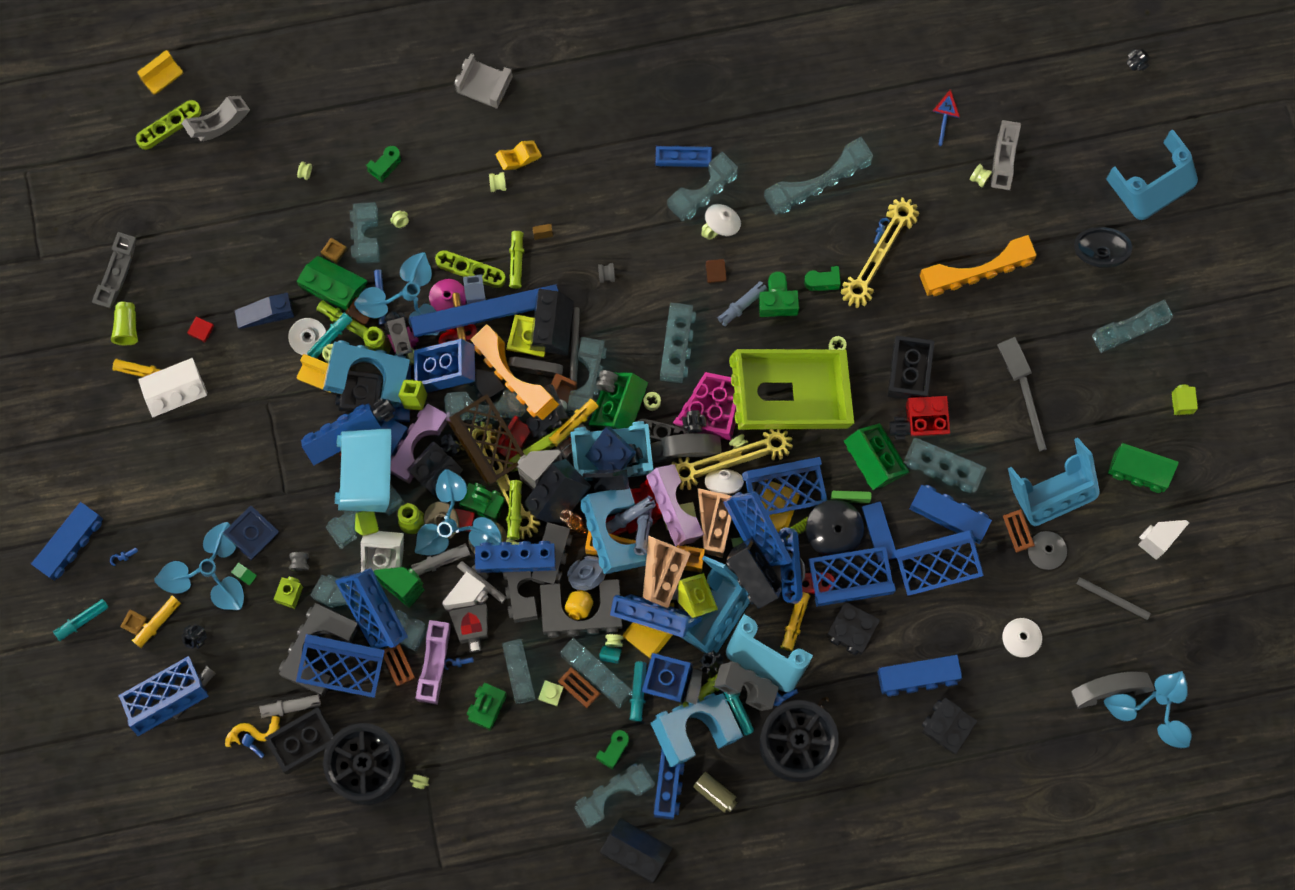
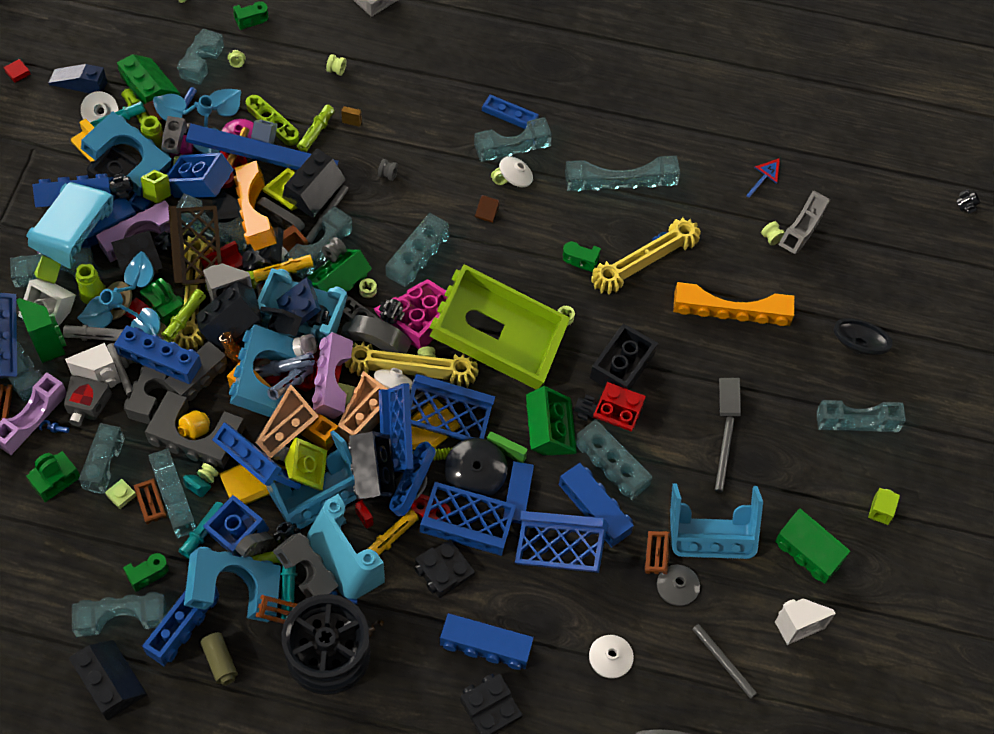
camera: 20 degrees right, 15 degrees down
(333, 250) = (166, 60): pearl gold tile -> none
(520, 156) = (370, 56): yellow slope -> none
(586, 573) = (215, 402): sand blue tile -> none
(636, 488) = (305, 344): none -> white tile
(734, 742) = (263, 606): none -> dark orange tile
(735, 309) = (488, 246): sand blue pin -> none
(764, 614) = (364, 514): none -> red tile
(778, 300) = (530, 253): green brick -> none
(1146, 199) = (941, 314): dark azure windscreen -> none

